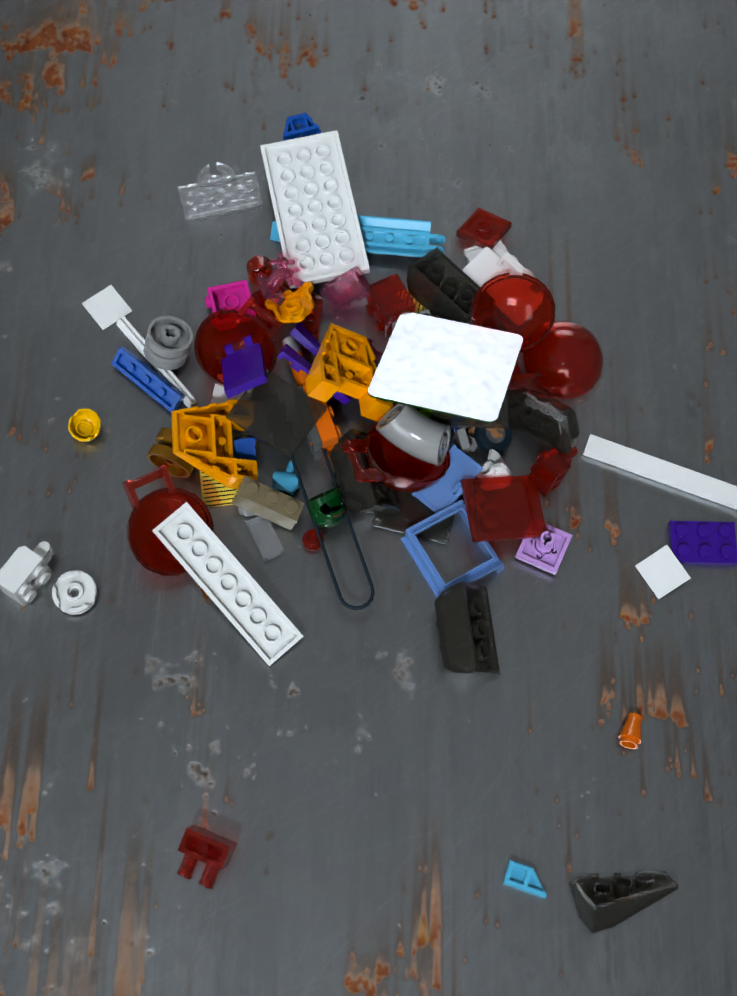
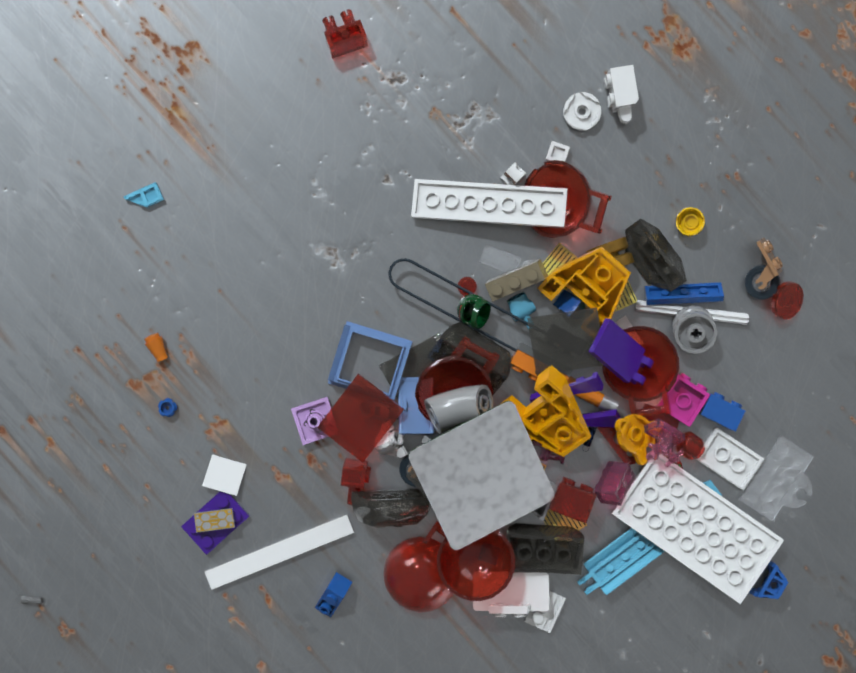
camera: 145 degrees right, 20 degrees up
(76, 333) = (764, 280): none -> plate
(77, 302) = (787, 300): none -> clear red tile
(106, 307) = (766, 323): white sticker -> none
(130, 577) = (557, 152): none -> white plate
(139, 421) = (654, 256): none -> clear smoke wedge
(184, 590) = (513, 175): none -> white leg
(210, 269) = (722, 412): none -> blue brick
(239, 238) = (730, 458): none -> white tile
(466, 630) = (310, 313): clear smoke windscreen -> none
(483, 229) = (566, 628): clear red tile -> none
(611, 900) = (83, 232): clear smoke wedge -> none
(650, 401) = (333, 595): none -> blue slope
(668, 665) = (162, 407): none -> blue plate
(704, 539) = (214, 520): none -> tile

